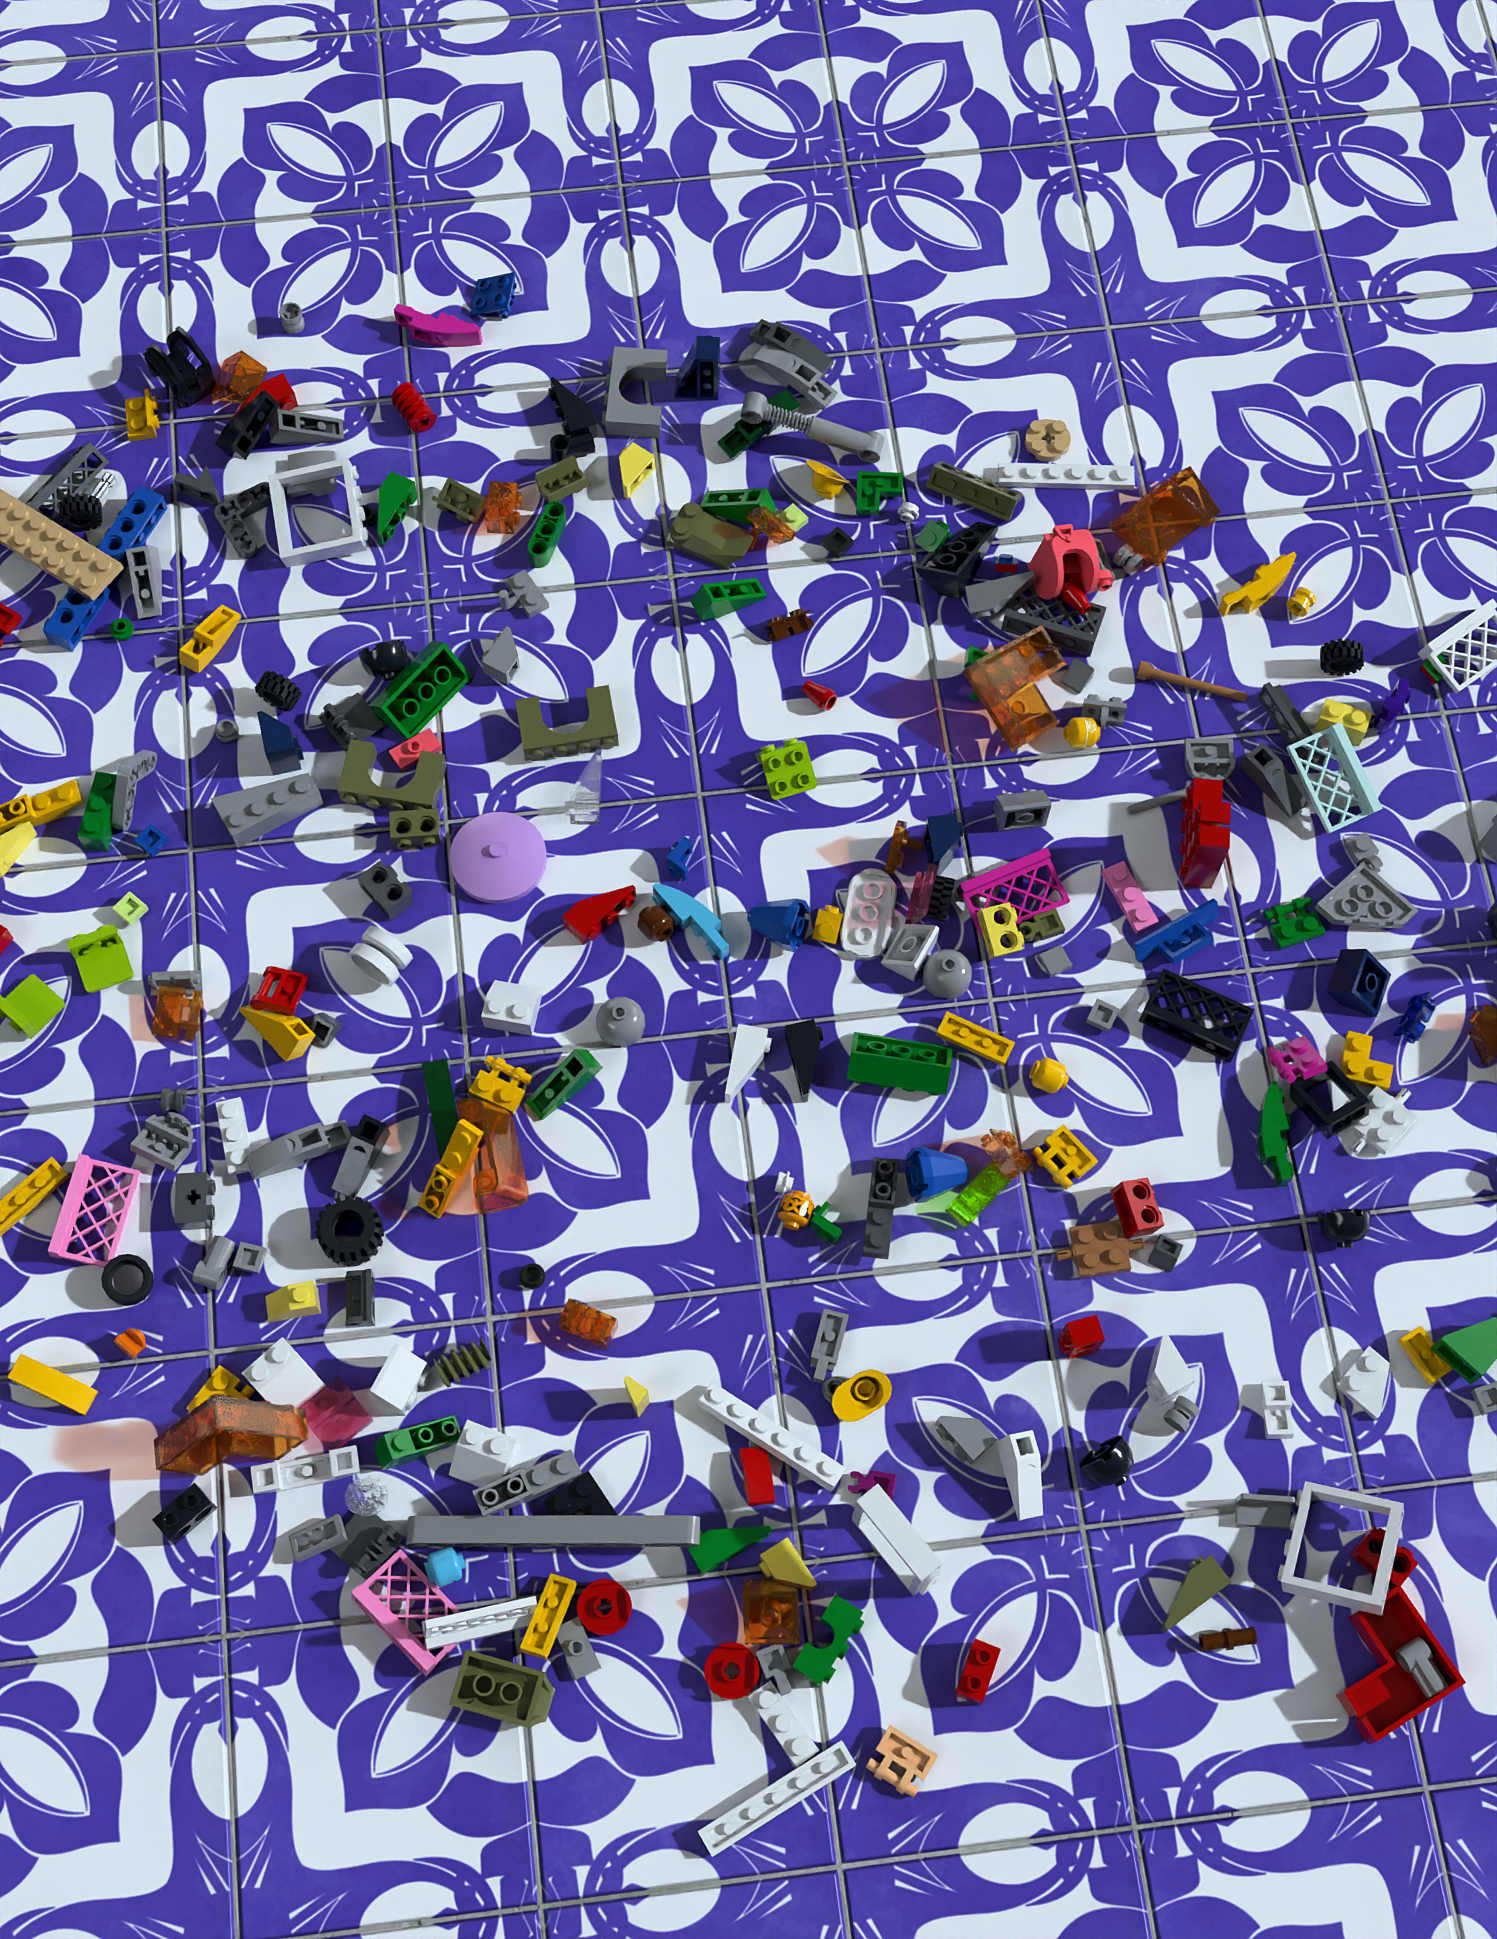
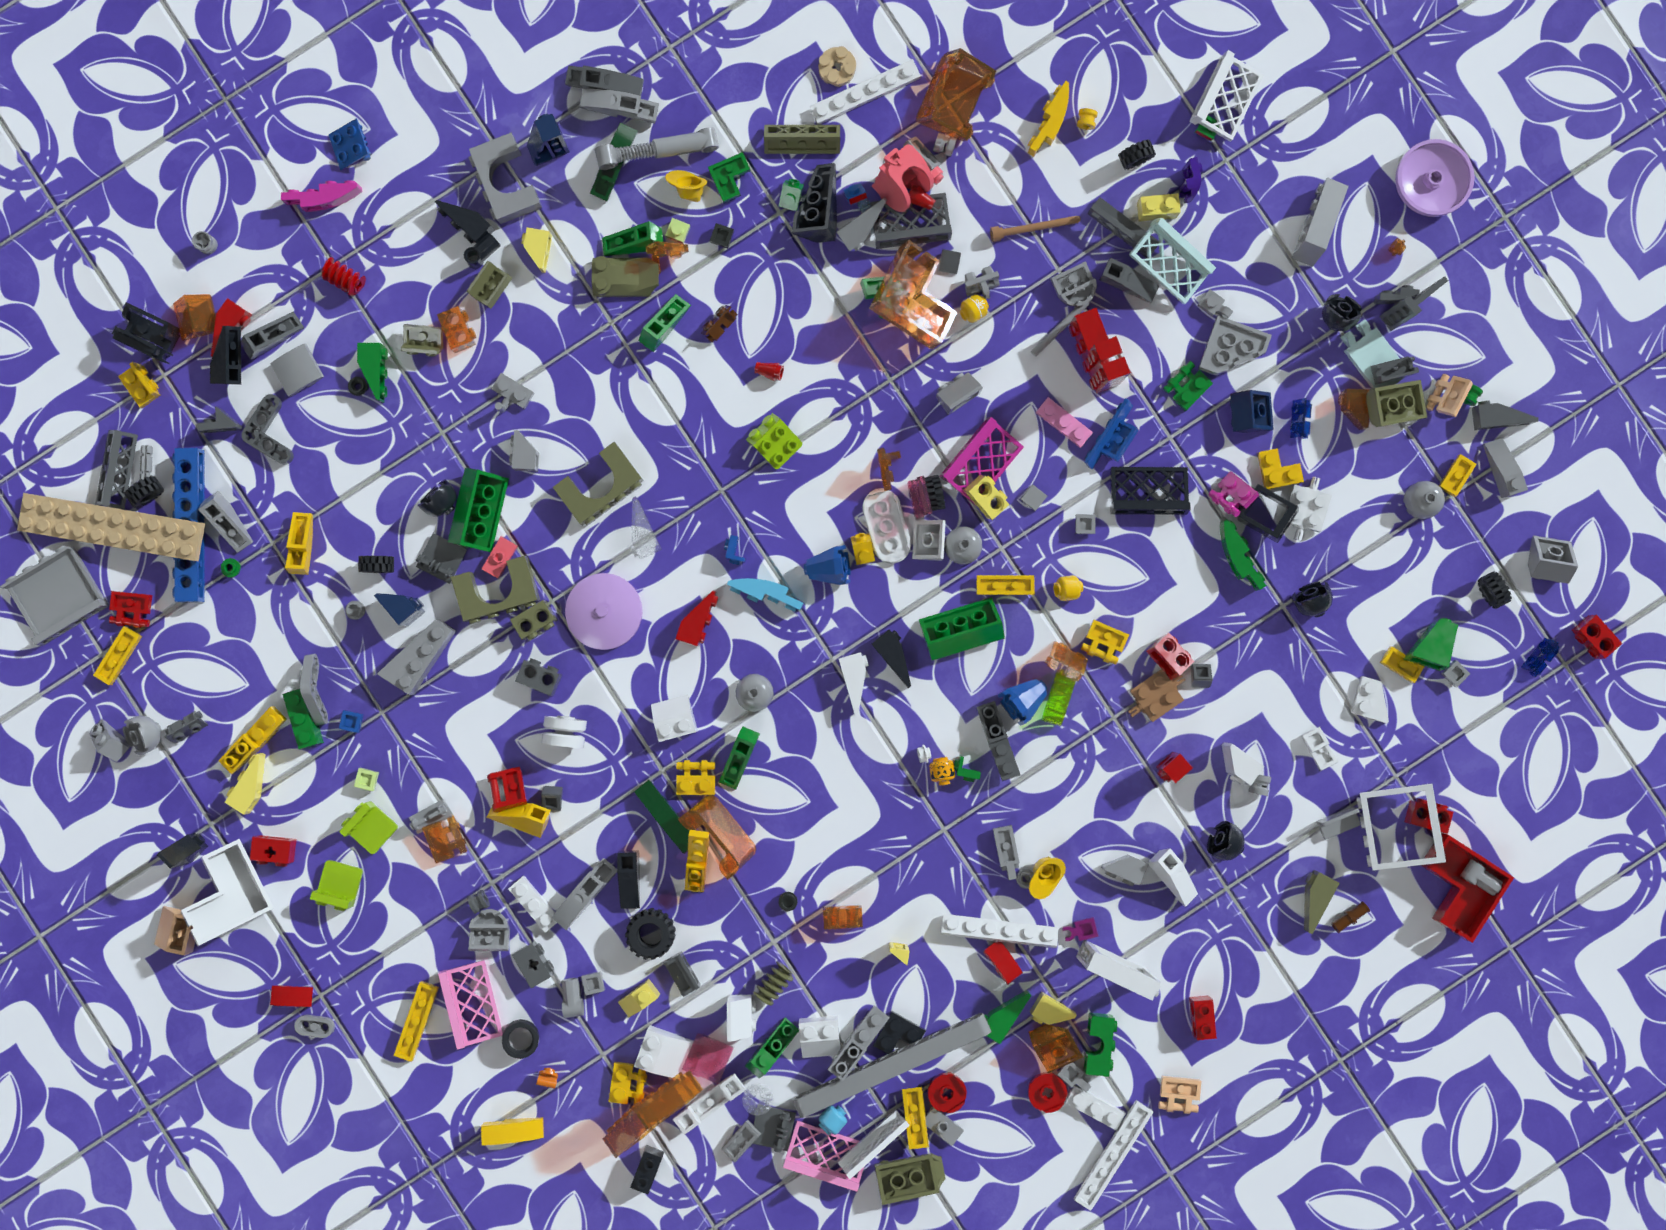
camera: 20 degrees left, 20 degrees up
(323, 550) = (297, 421): white window -> none
(547, 525) = (498, 327): green beam -> none
(655, 923) = (742, 609): reddish brown head -> none
(908, 512) = (762, 183): white plate -> none
(942, 840) = (914, 449): dark blue slope -> none
(1044, 924) = (1015, 474): olive plate -> none

